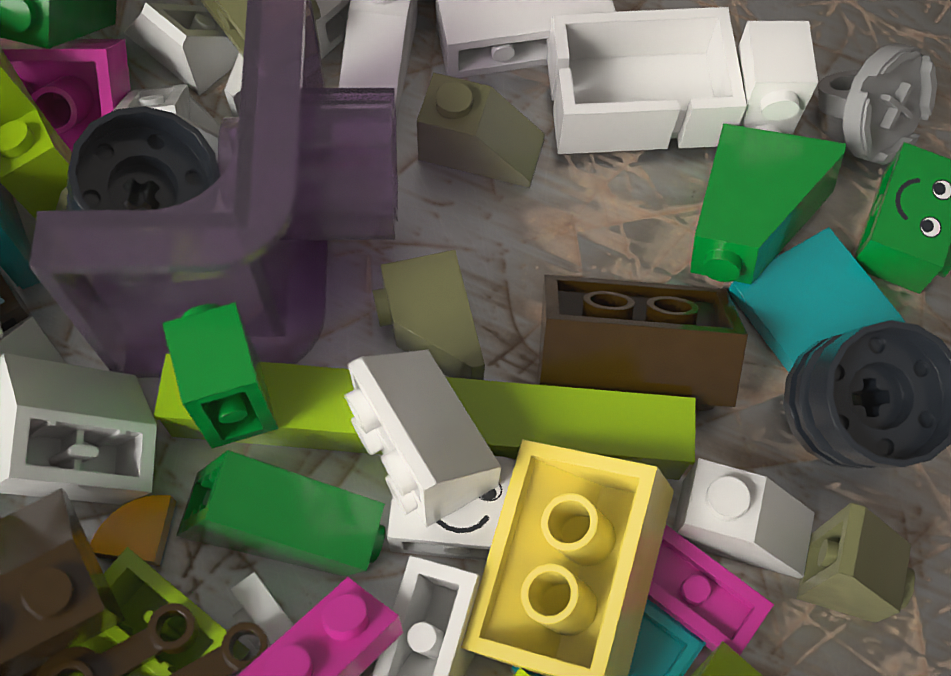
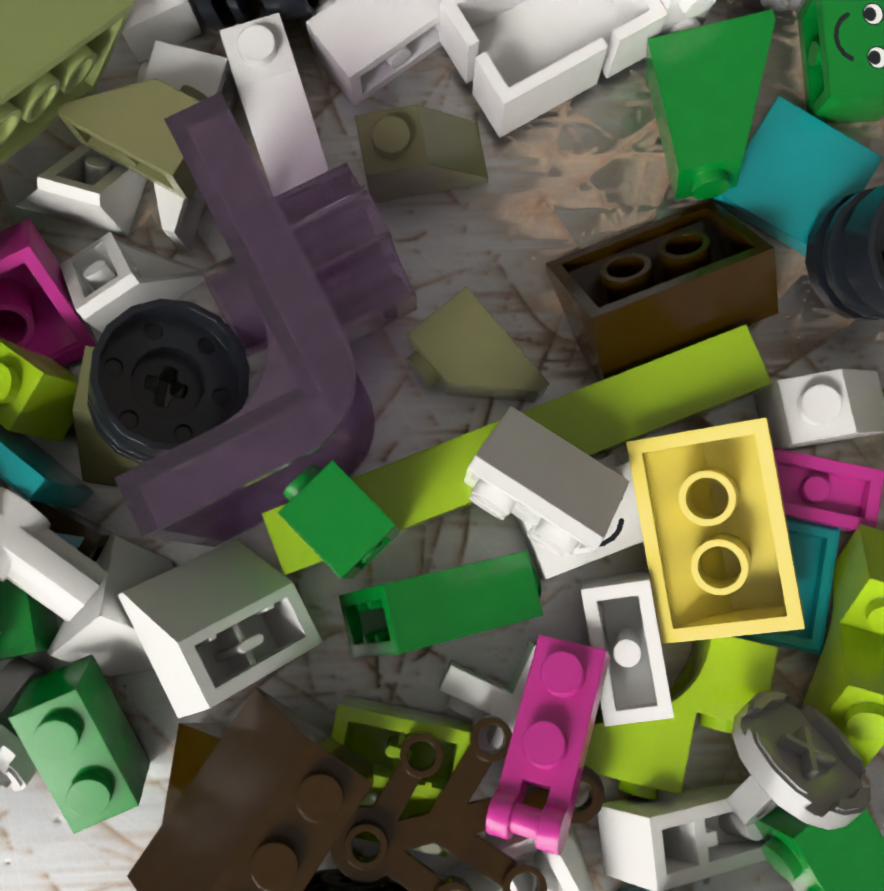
camera: 25 degrees left, 15 degrees up
(139, 526) = (318, 675): light orange tile -> none

